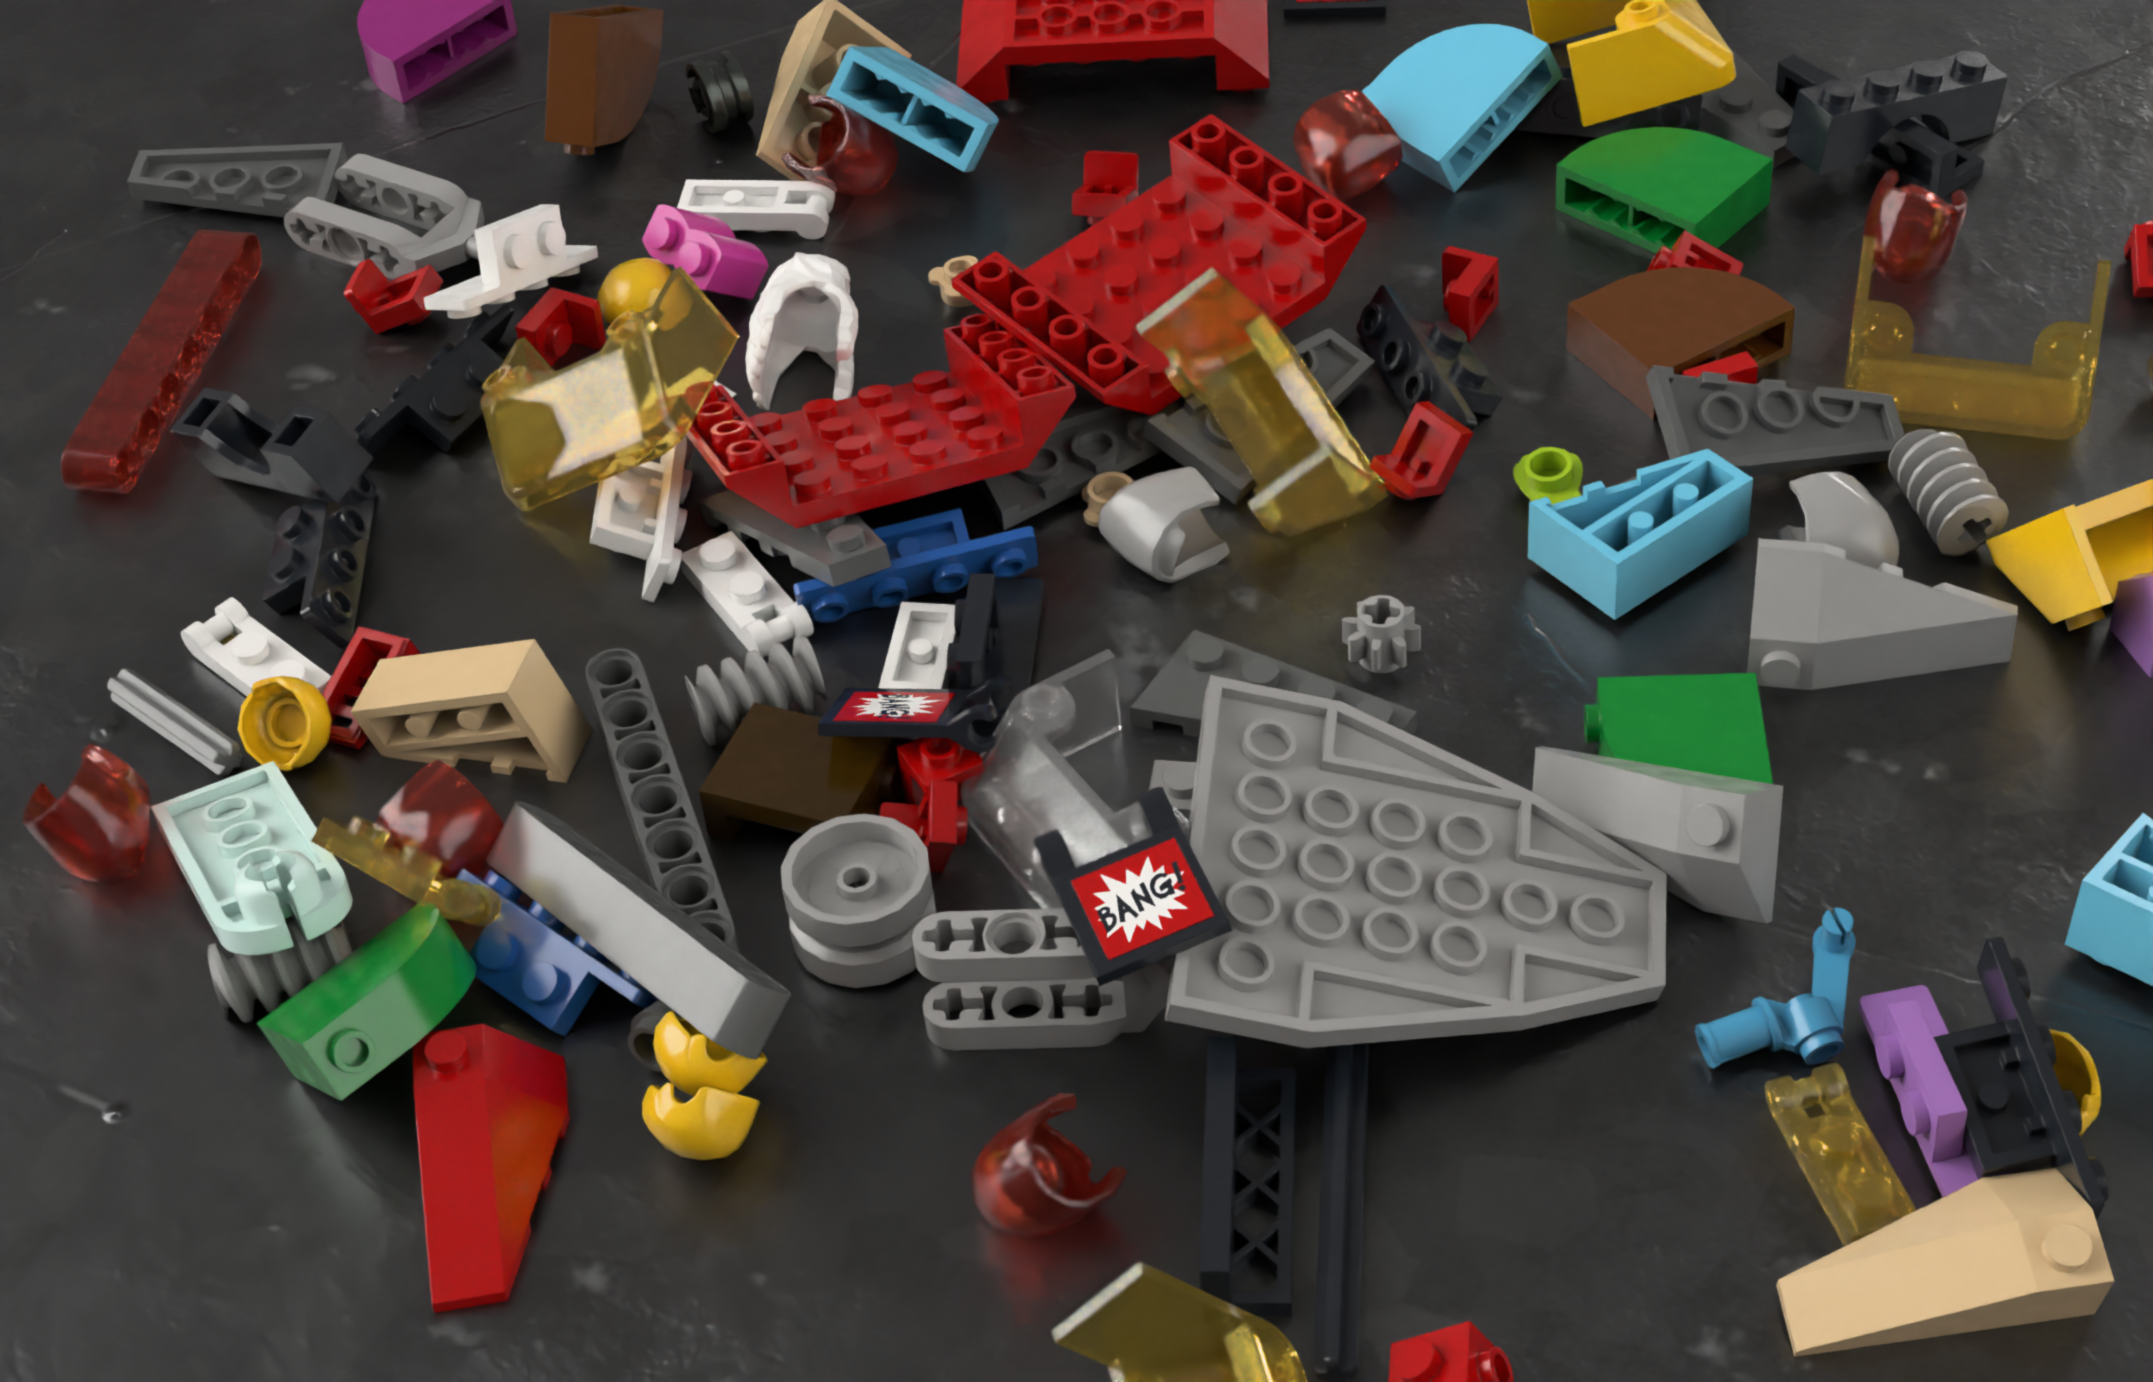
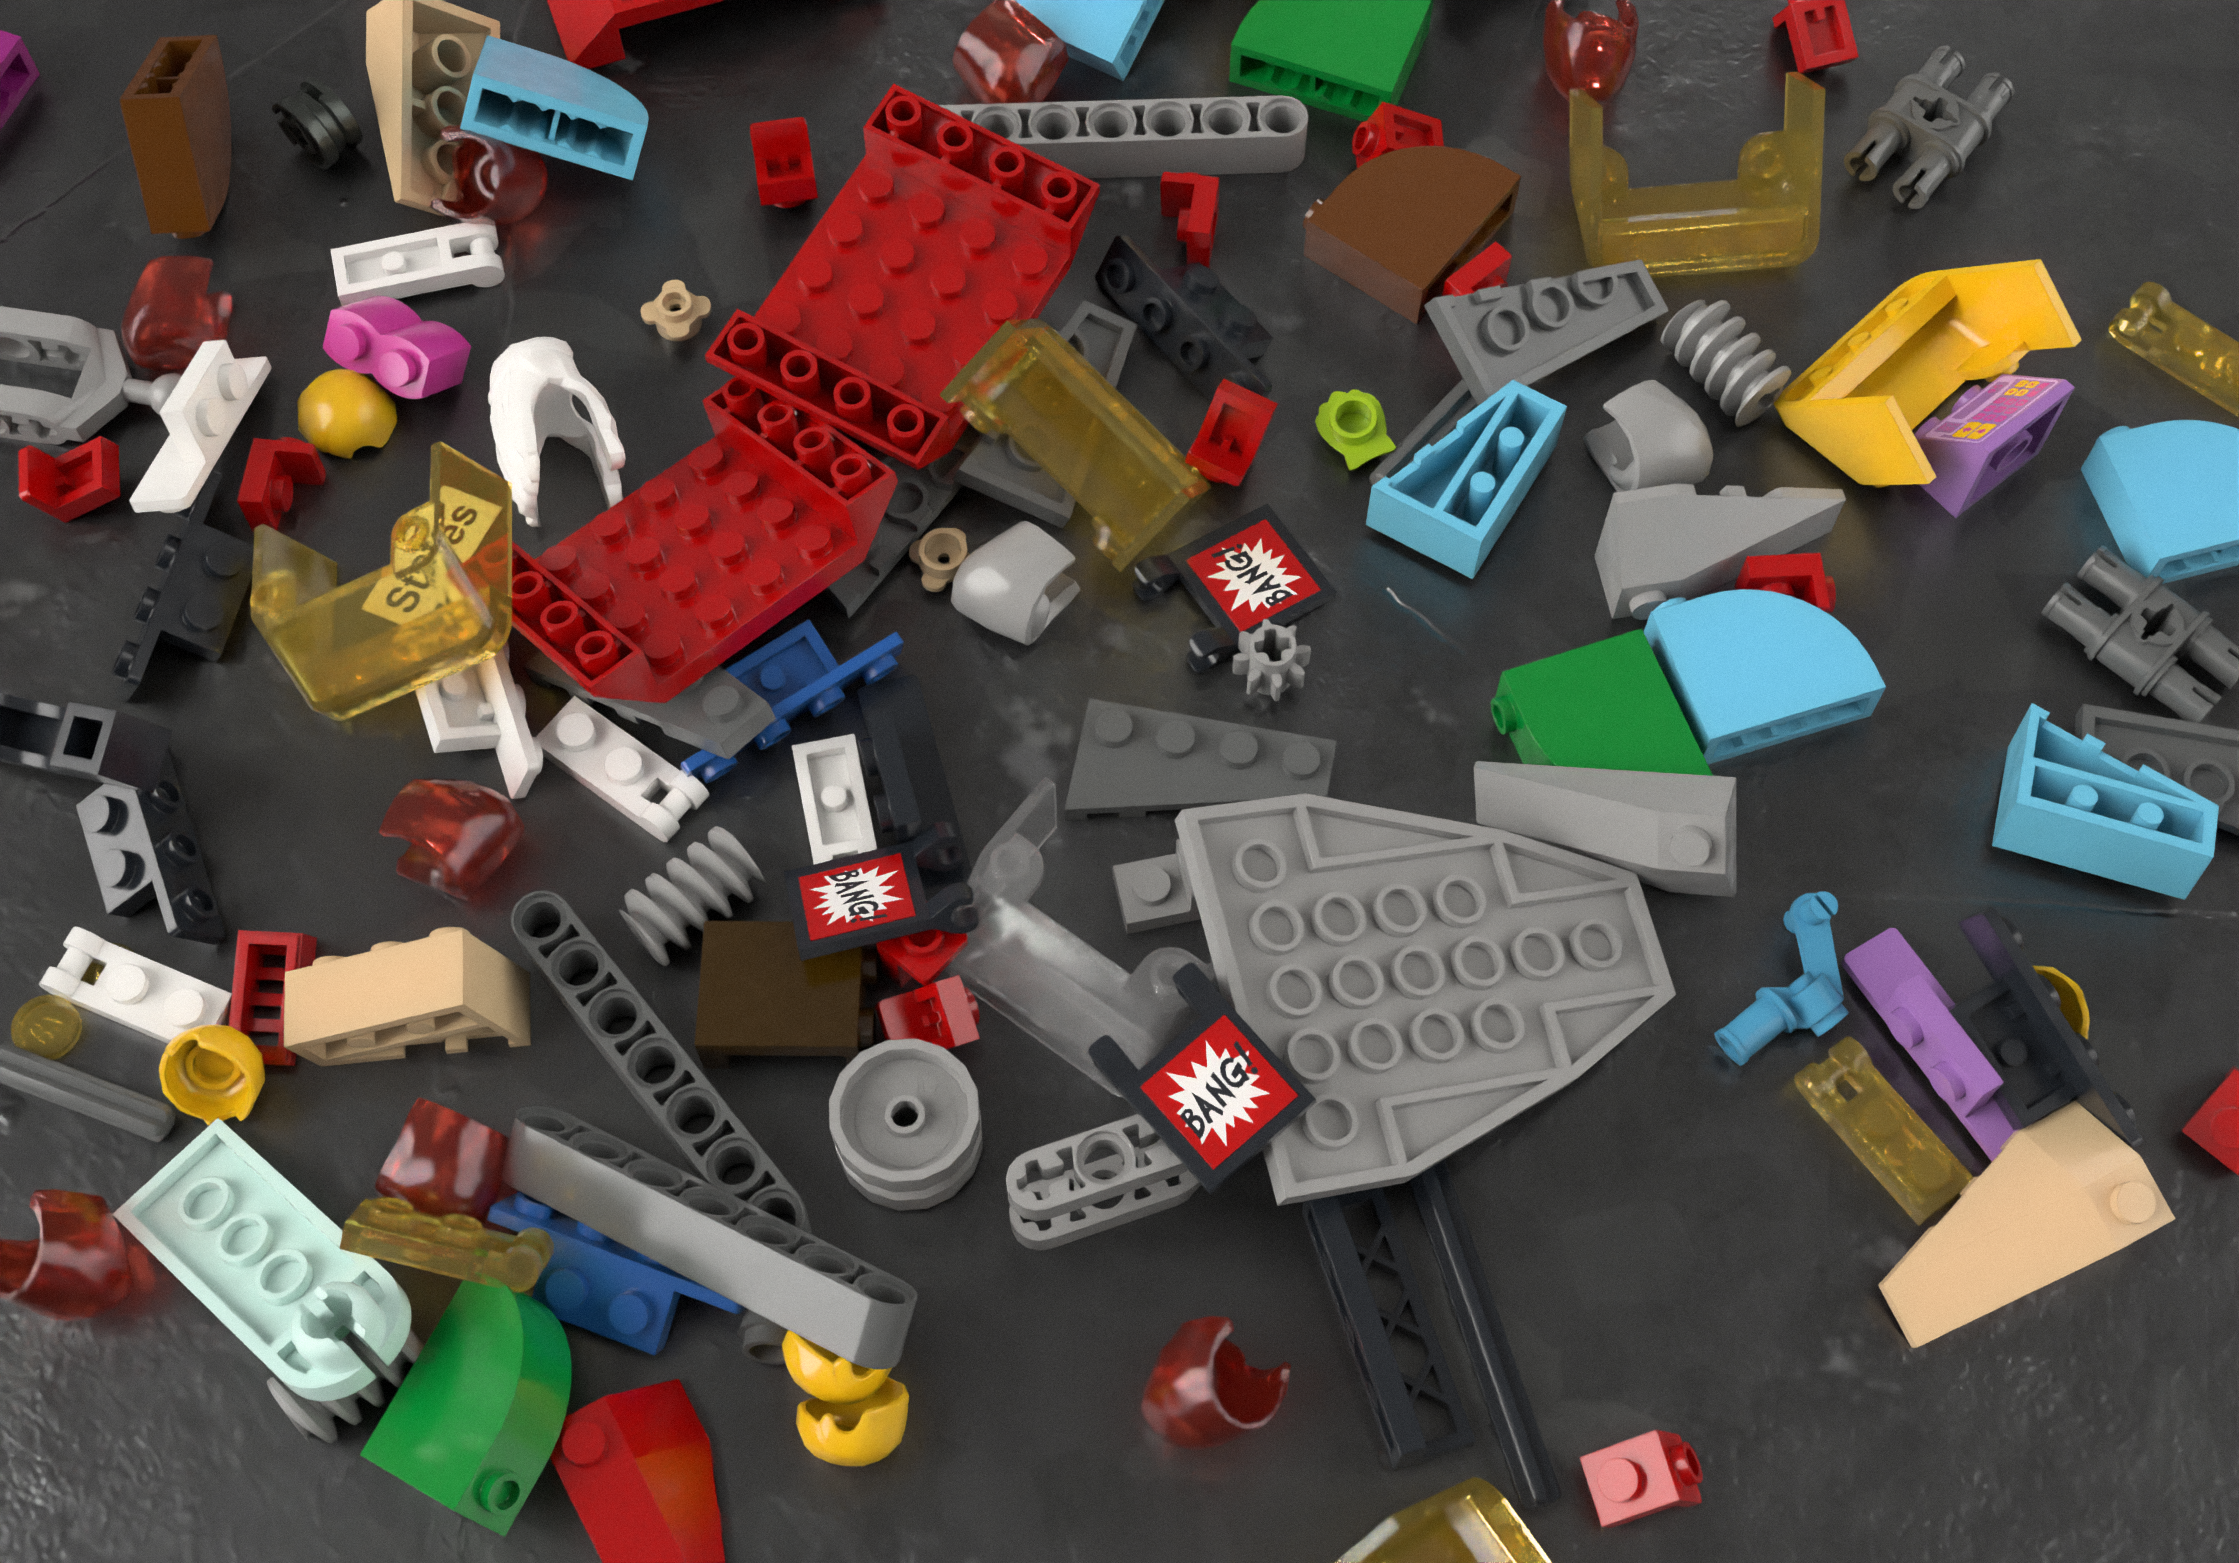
camera: 25 degrees left, 20 degrees up
(175, 671) = (46, 1026): none -> clear yellow piece
(532, 181) = (173, 313): none -> clear red piece
(584, 593) = (455, 832): none -> clear red piece
(1395, 562) = (1238, 579): none -> flag
(1423, 221) = (1154, 134): none -> light grey beam
(1873, 745) = (1760, 669): none -> medium azure brick
(1932, 680) = (1791, 575): none -> red bracket

